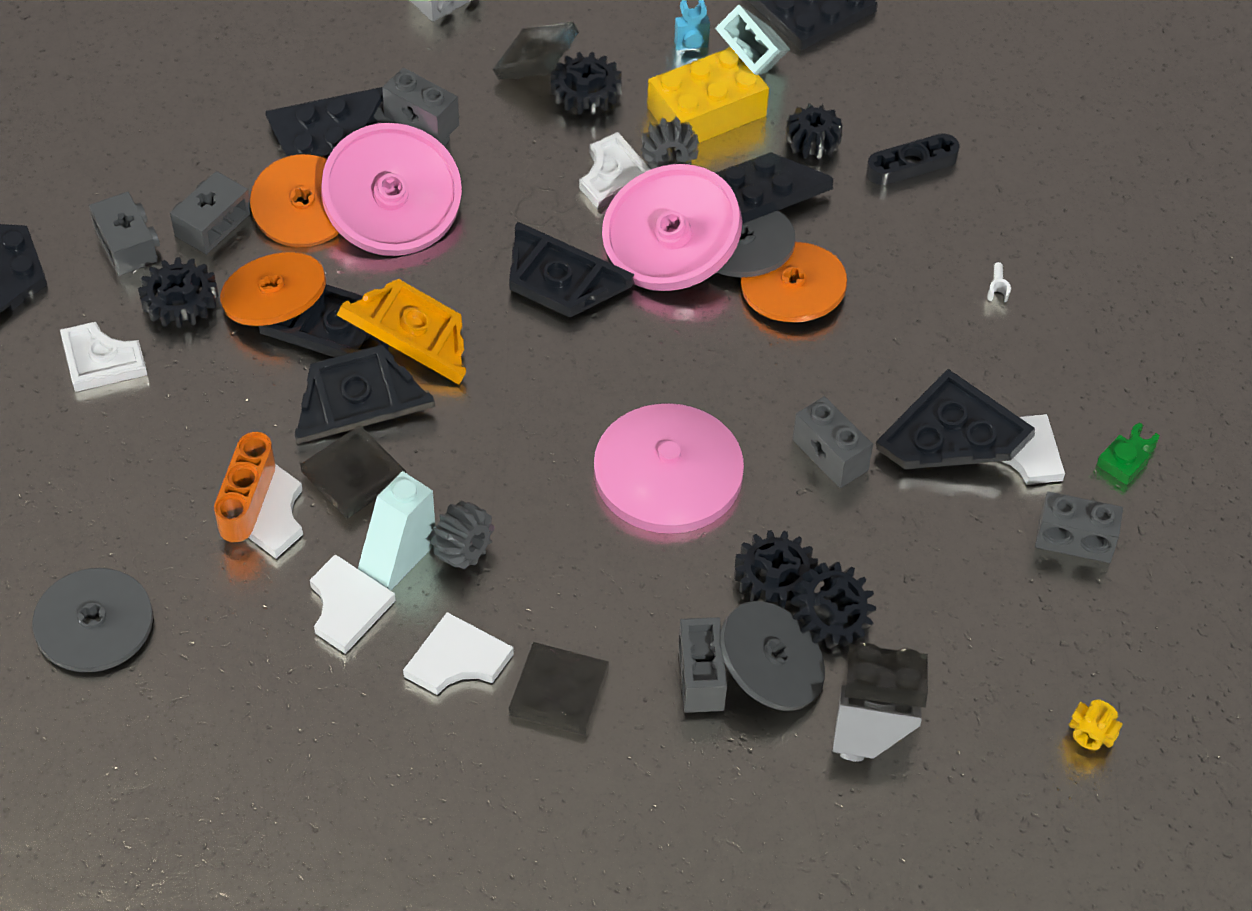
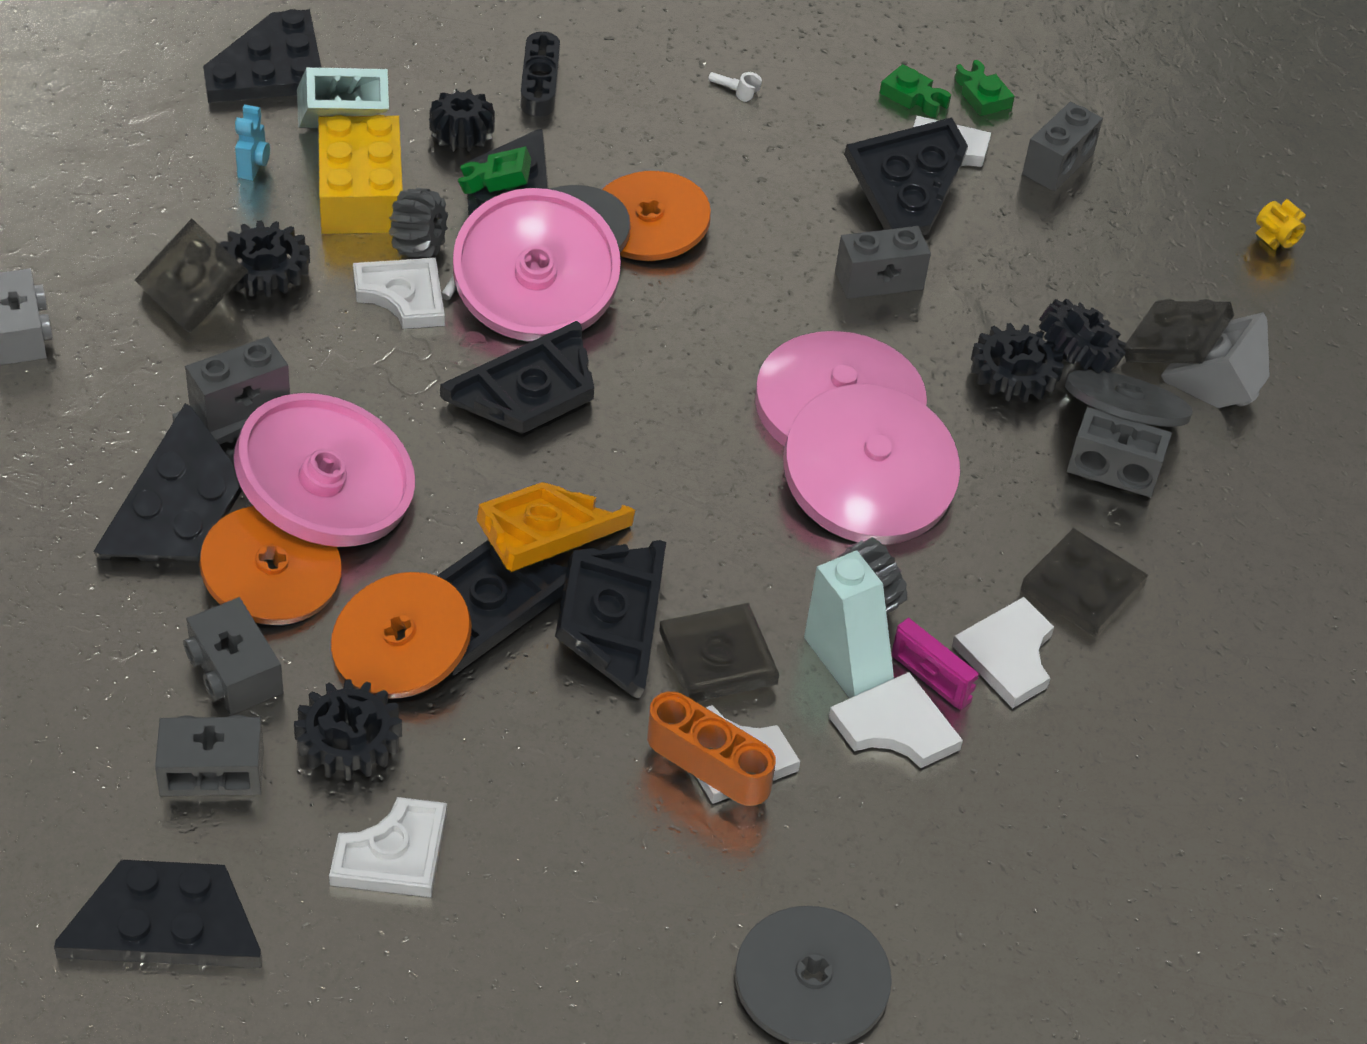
camera: 70 degrees left, 5 degrees down
(407, 605) = (934, 664): none -> dark pink tile
(593, 503) = (871, 463): none -> bright pink dish
(749, 167) = (501, 171): none -> green plate
(1087, 404) = (913, 88): none -> green plate

